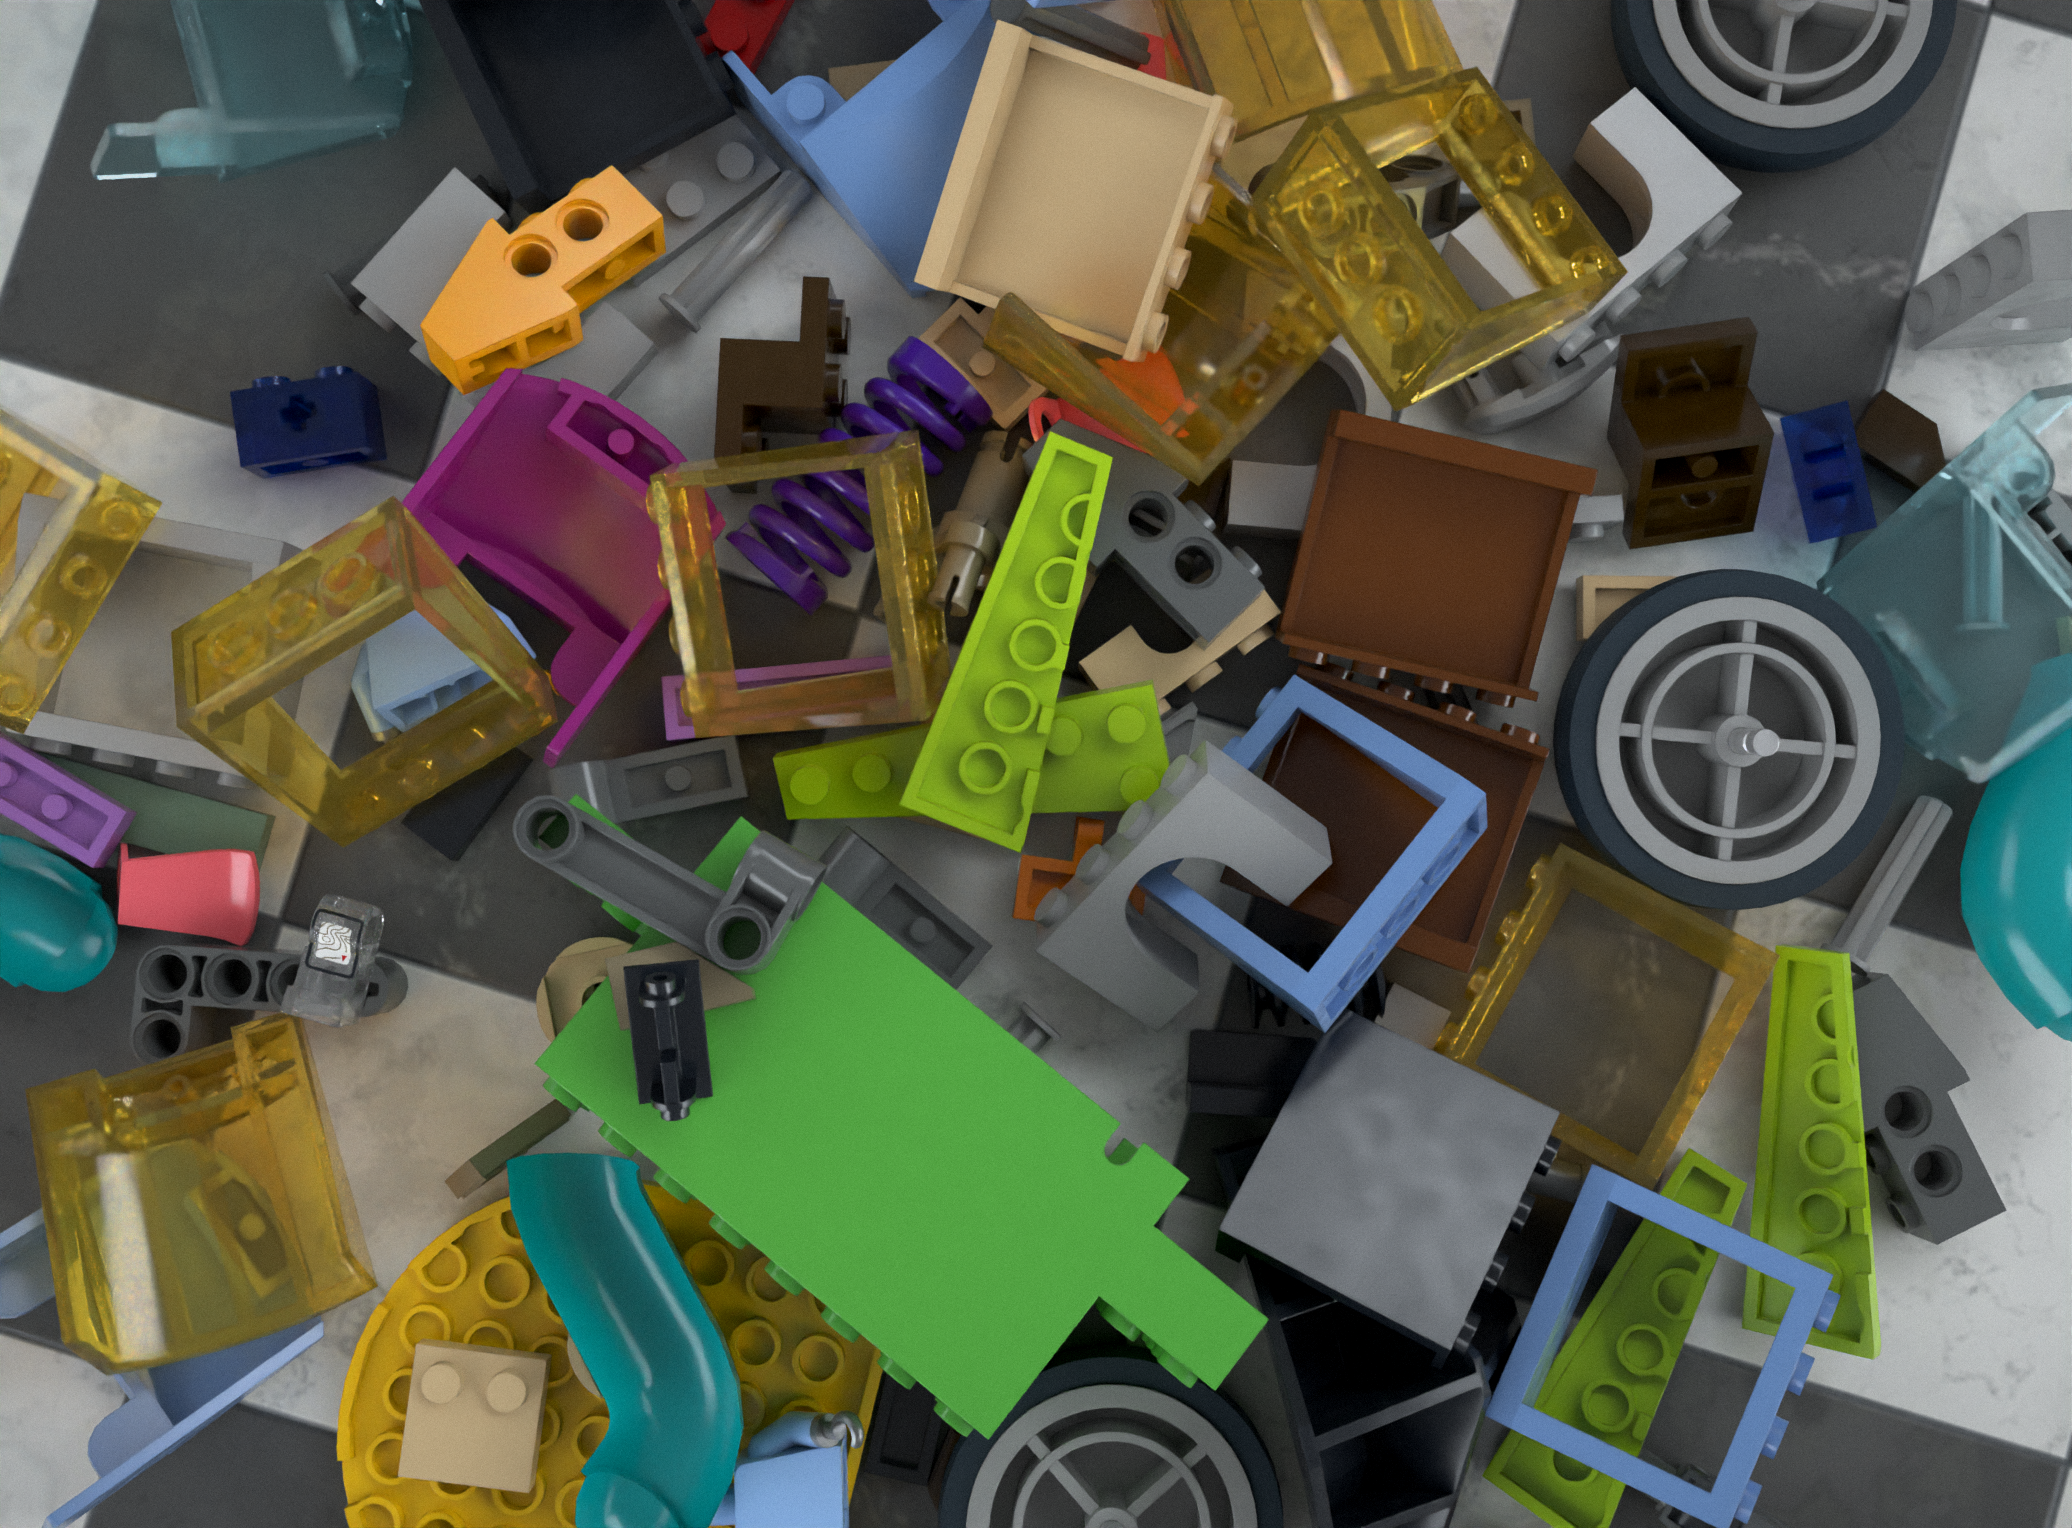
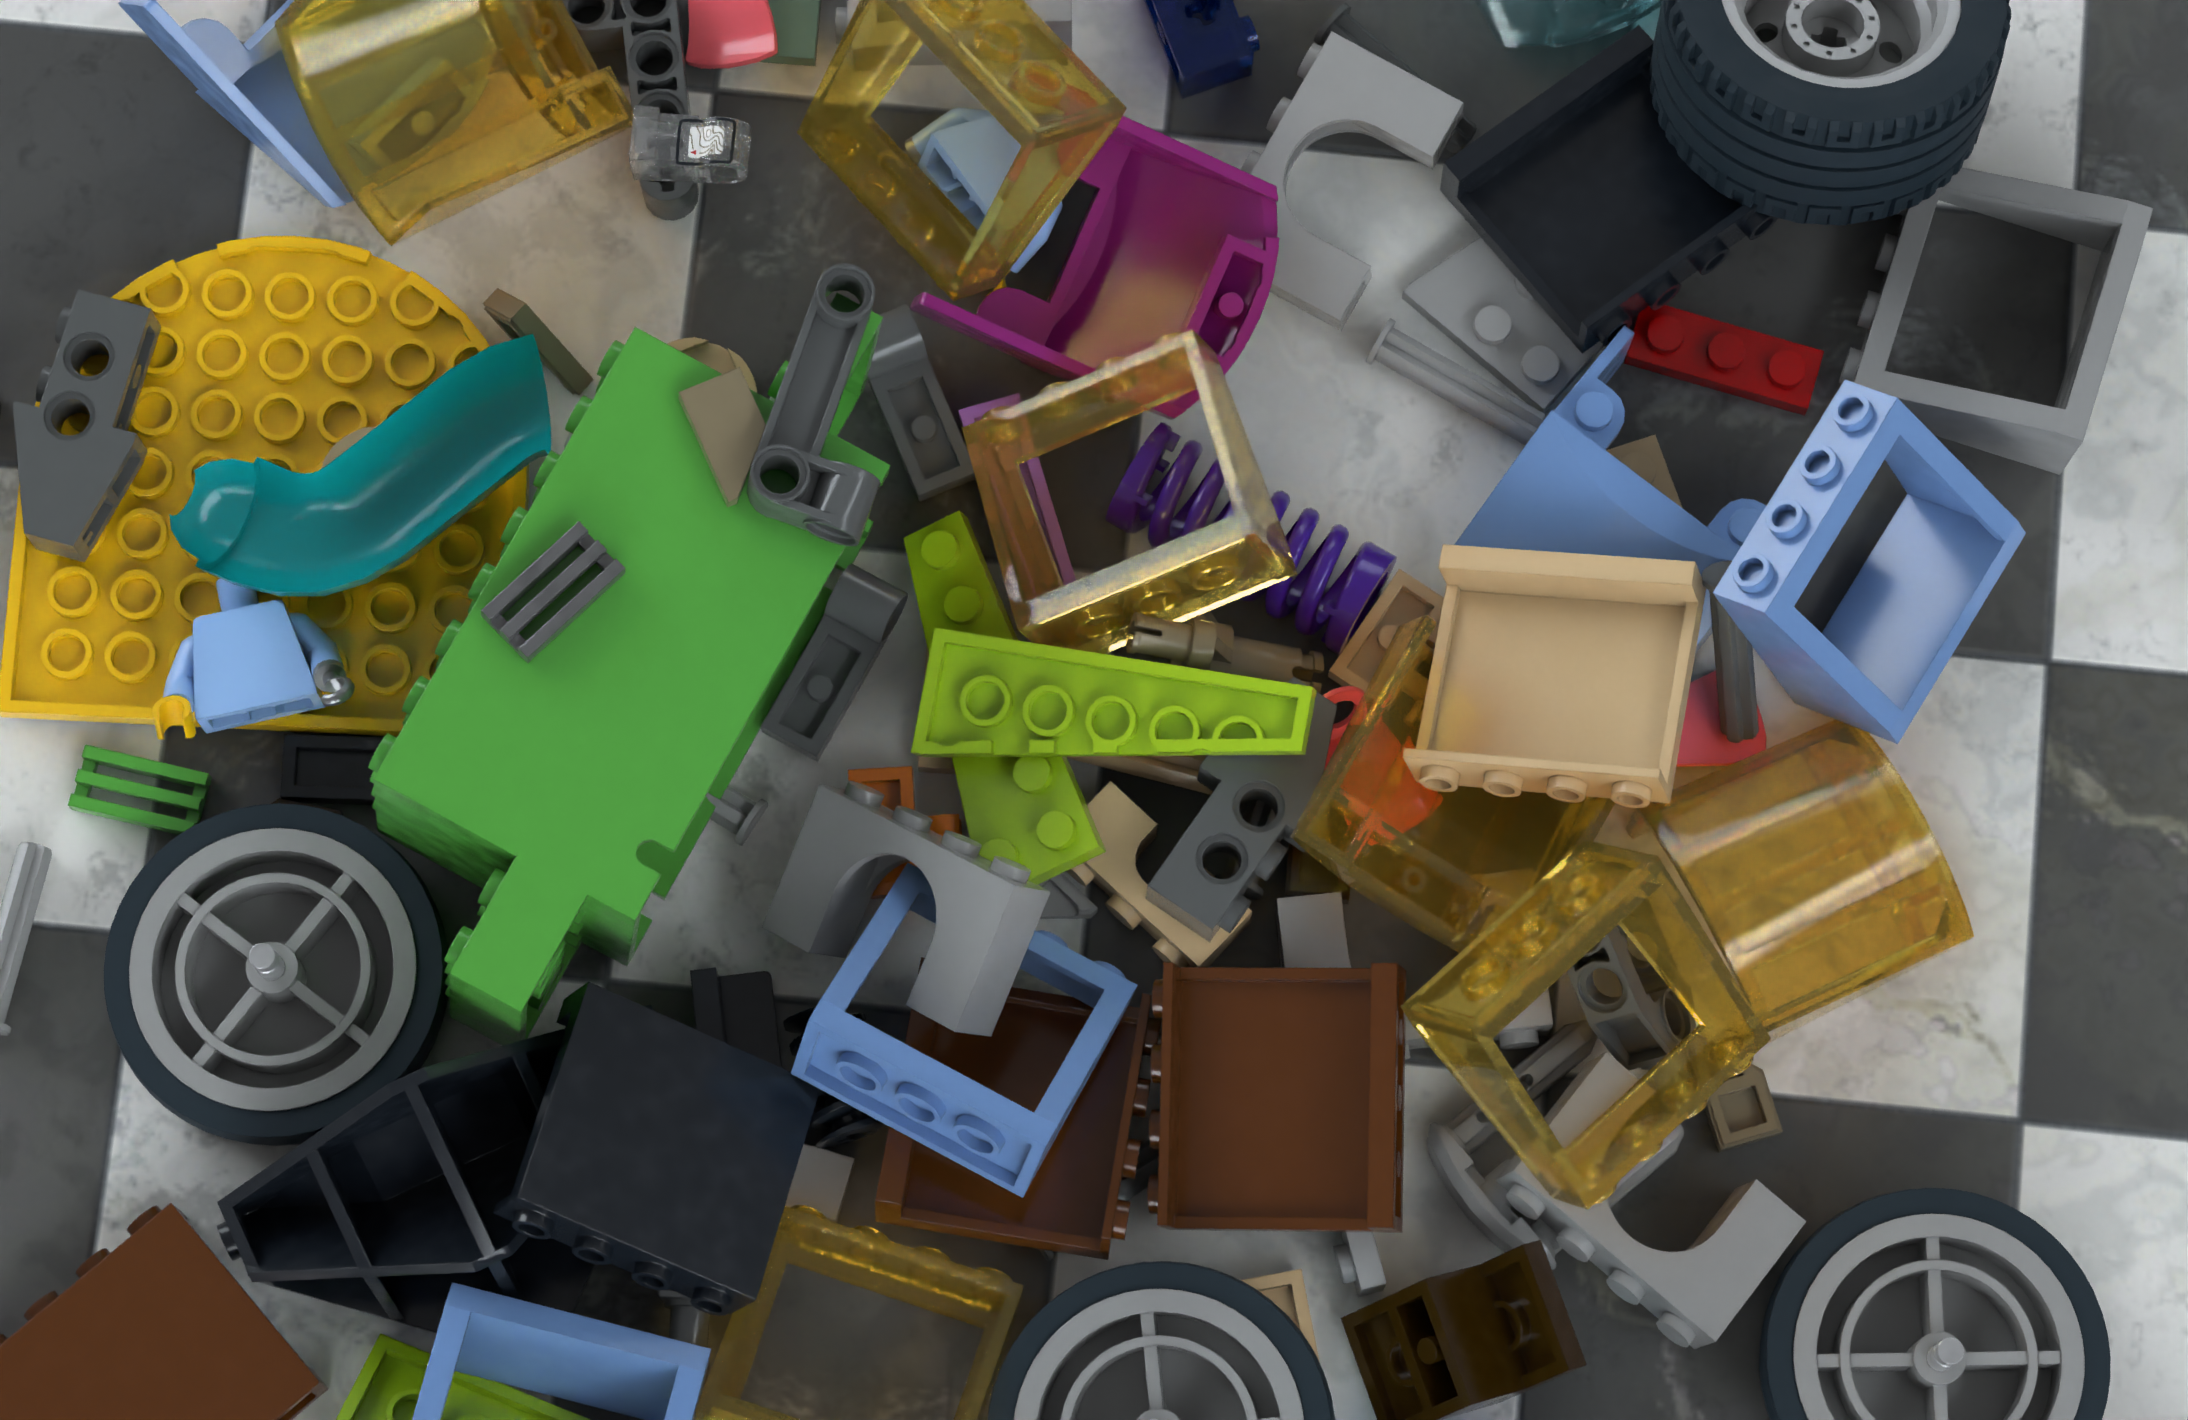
camera: 80 degrees right, 10 degrees down
(462, 809) = (855, 235): black tile -> none
(475, 1415) = (282, 359): tan plate -> none
(503, 319) = (1324, 177): light orange brick -> none
(668, 1035) = (682, 433): black hinge -> none
(783, 383) = (1323, 448): dark brown bracket -> none
(852, 1260) = (593, 554): none -> flat silver tile

